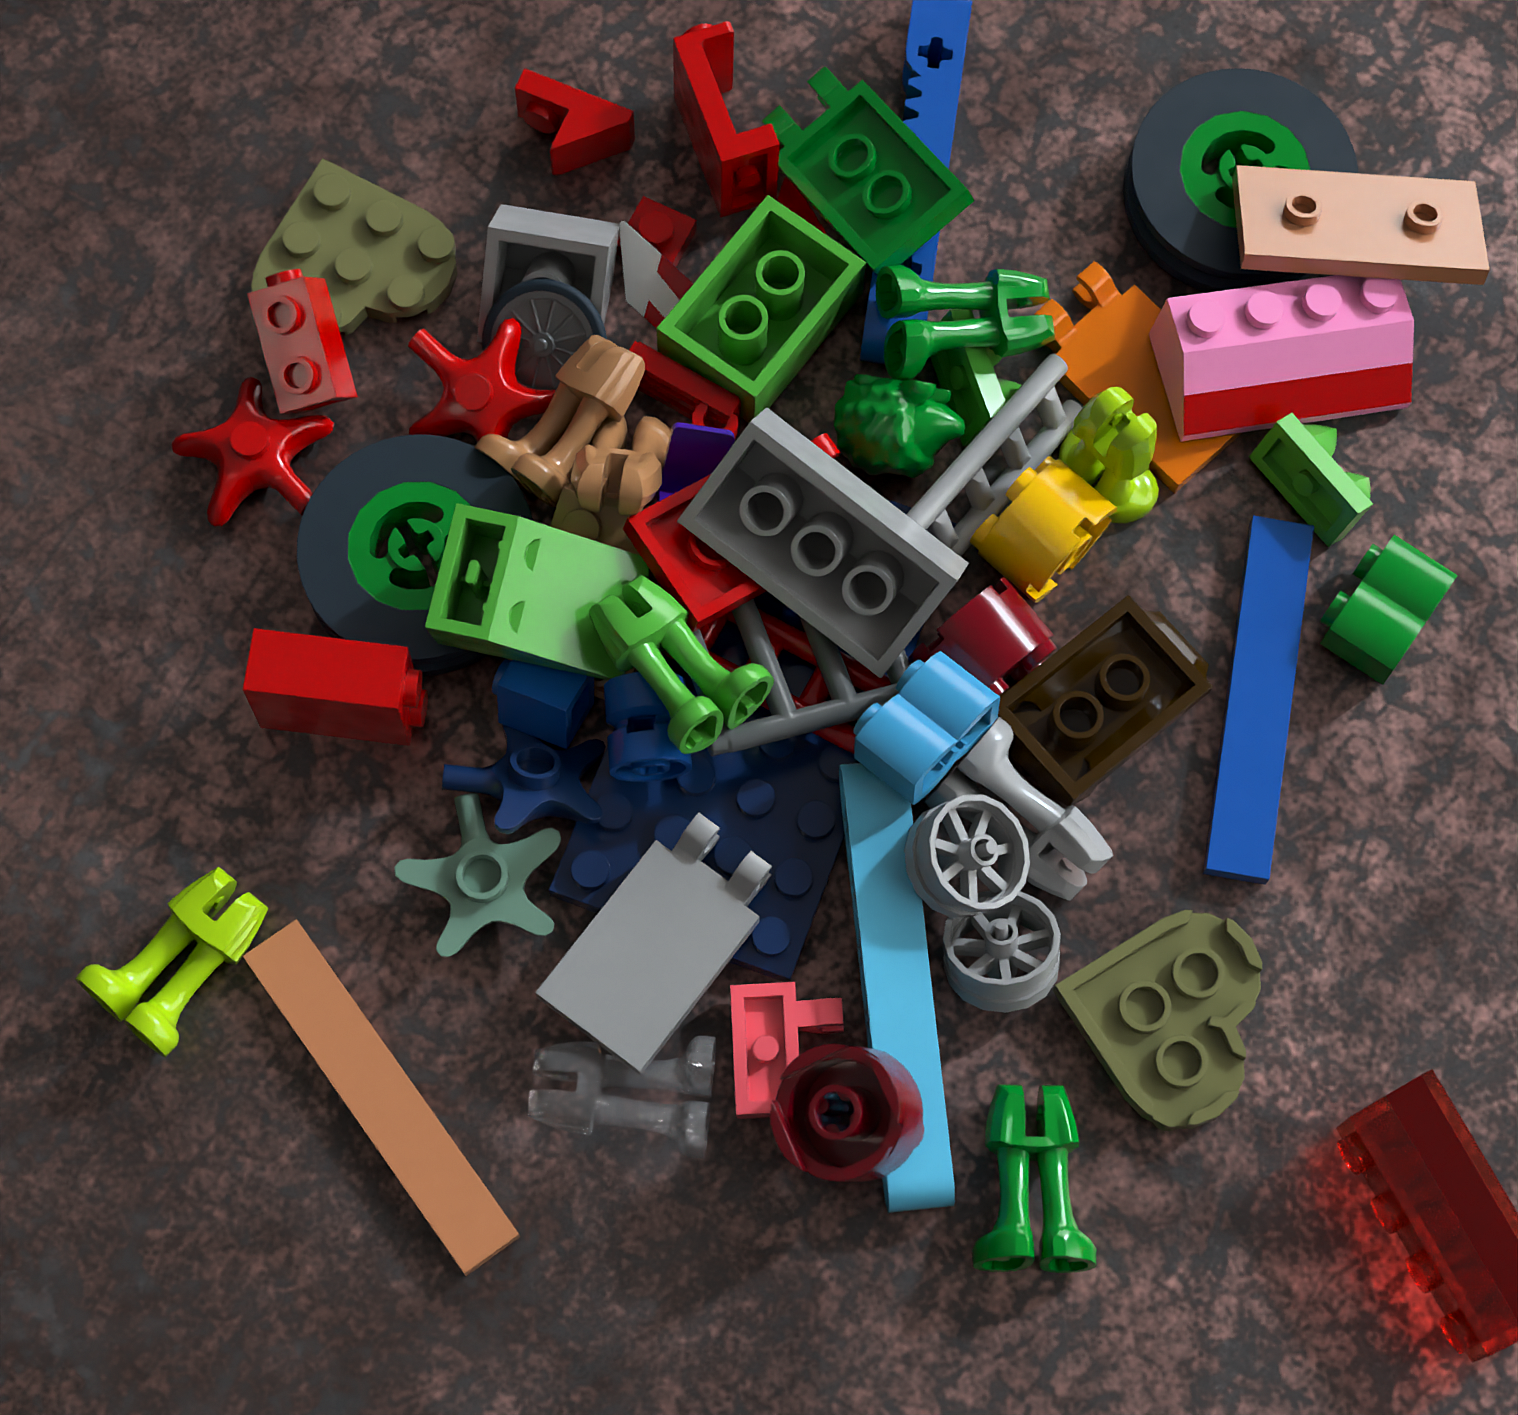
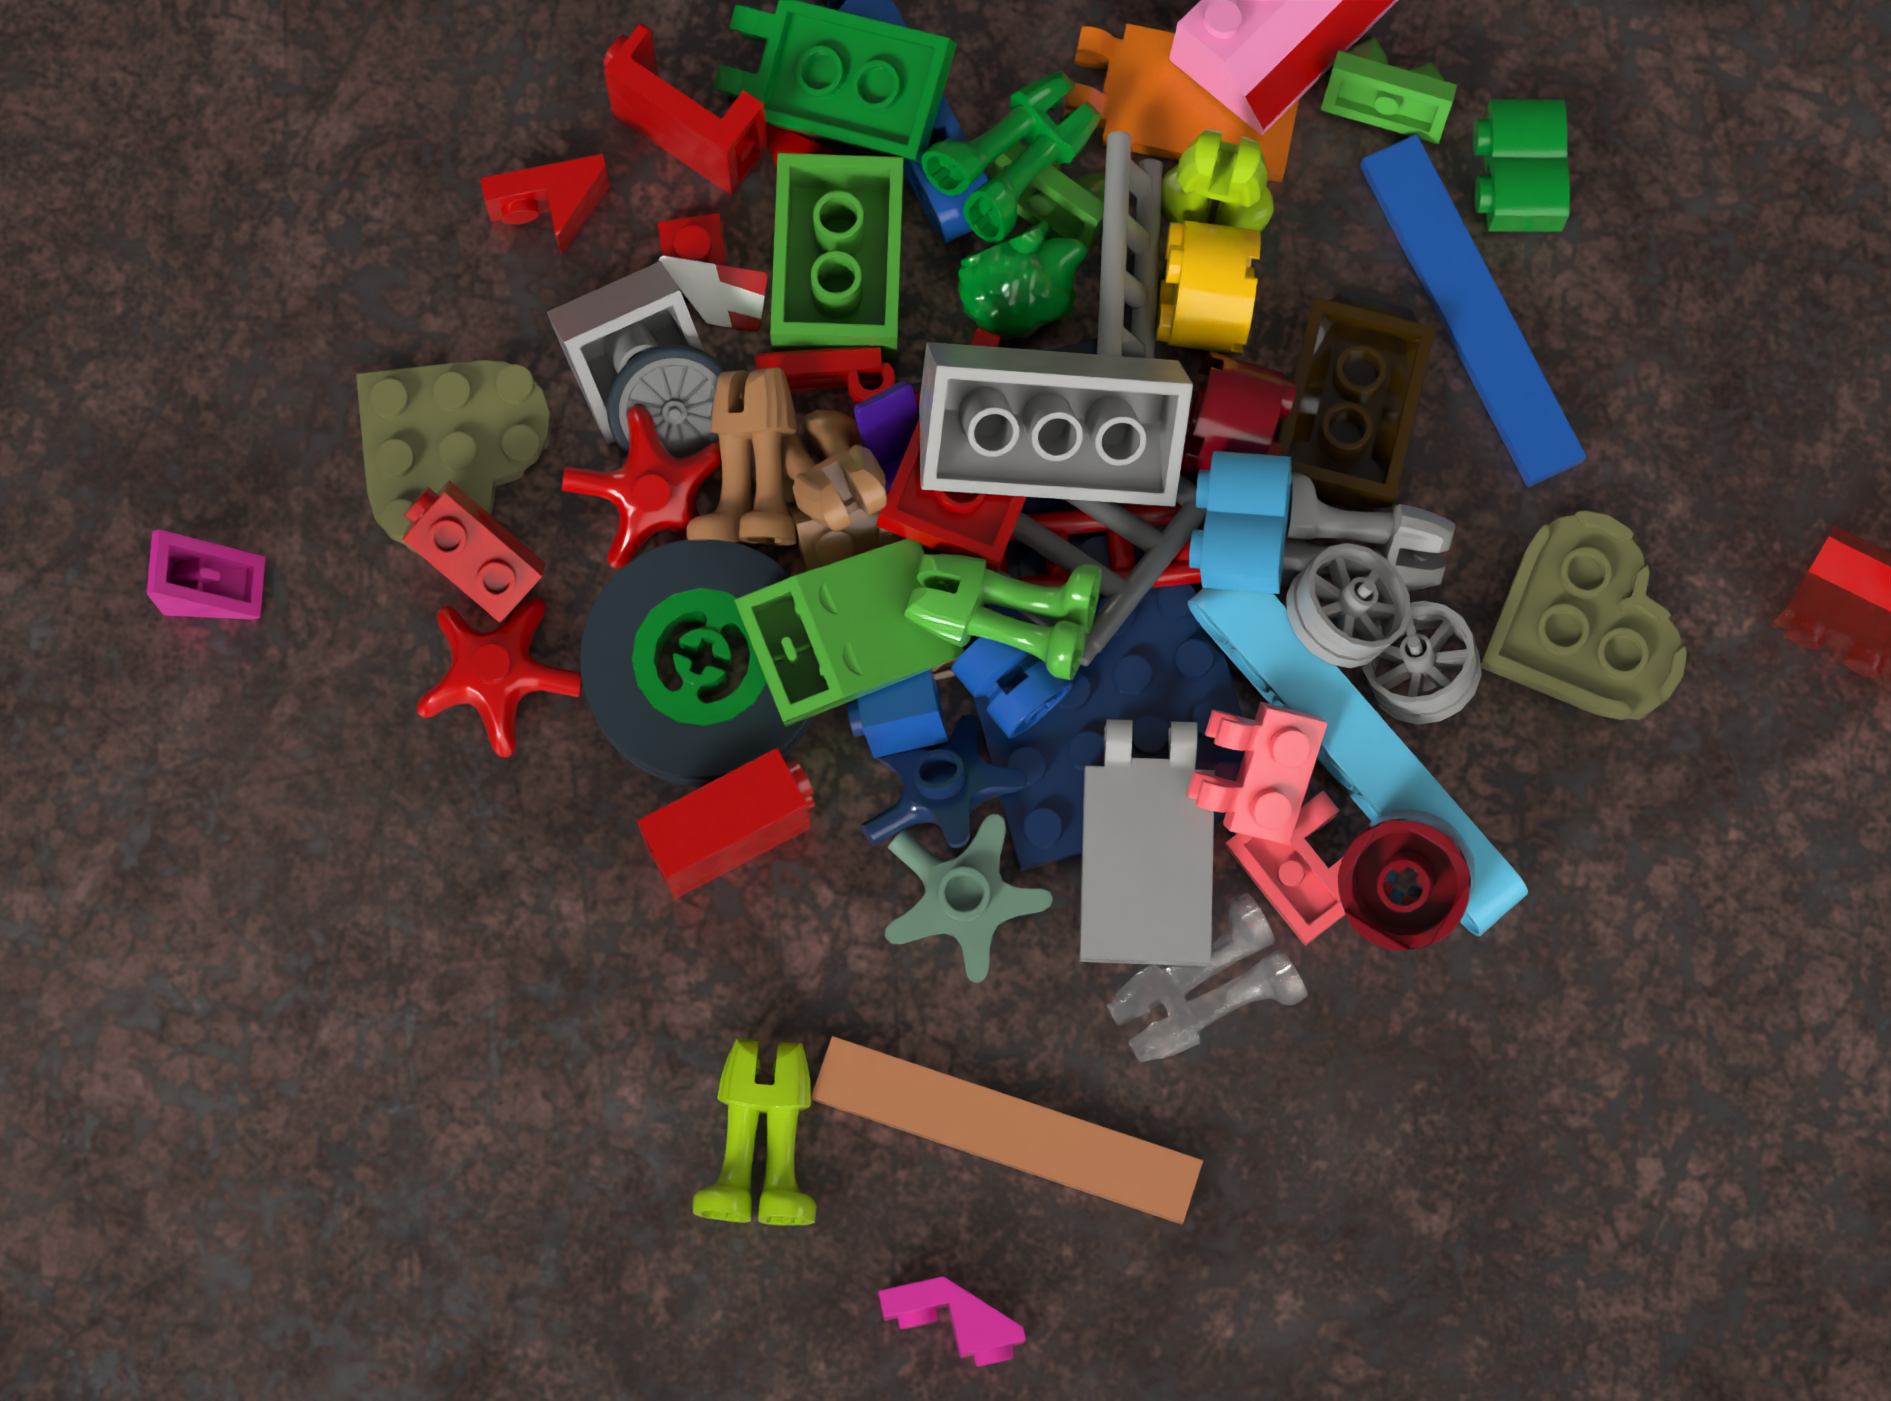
camera: 35 degrees left, 5 degrees up
(84, 230) = (203, 578): none -> dark pink slope
(229, 1231) = (976, 1325): none -> dark pink slope
(803, 950) = (1272, 775): none -> coral plate
(1011, 1241) = (1566, 784): green piece -> none

